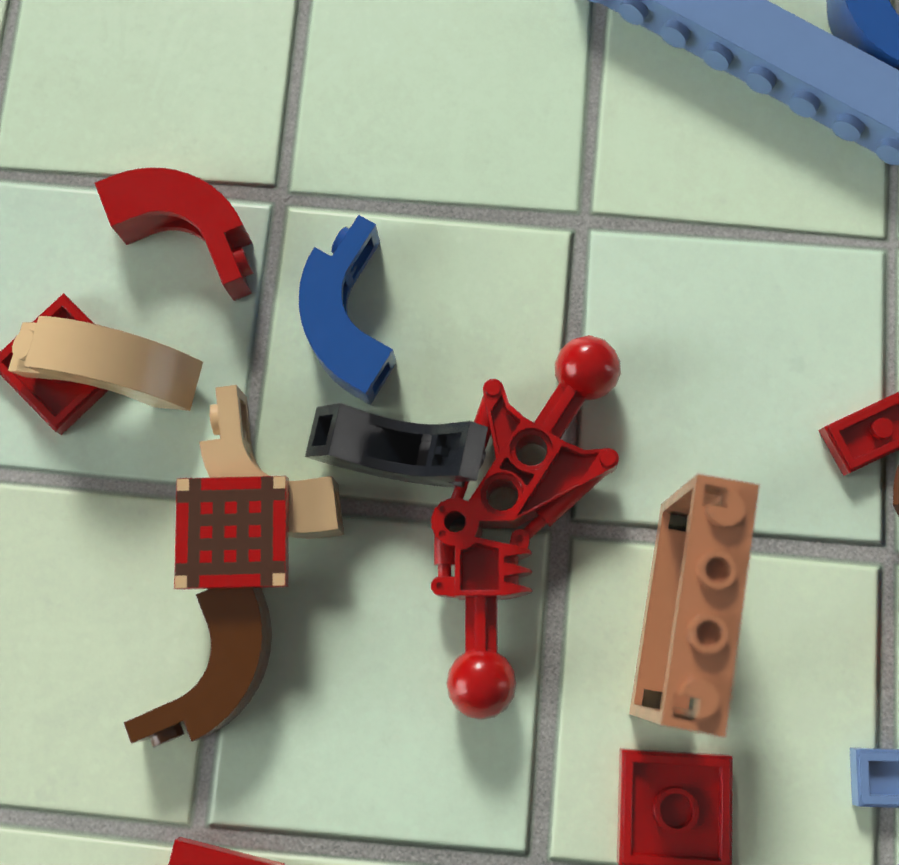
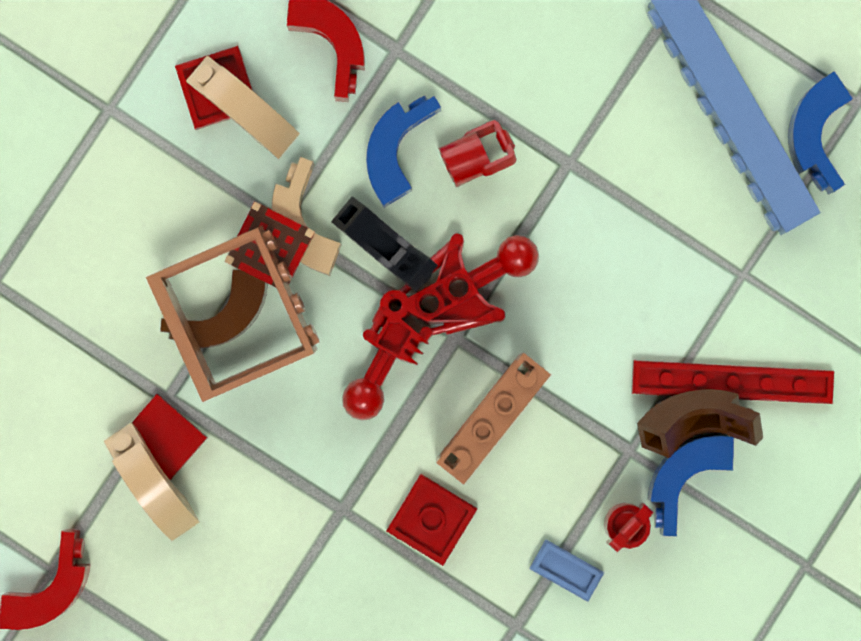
camera: 25 degrees right, 10 degrees up
(161, 728) = (185, 339): none -> nougat window
(451, 272) = (467, 158): none -> red piece

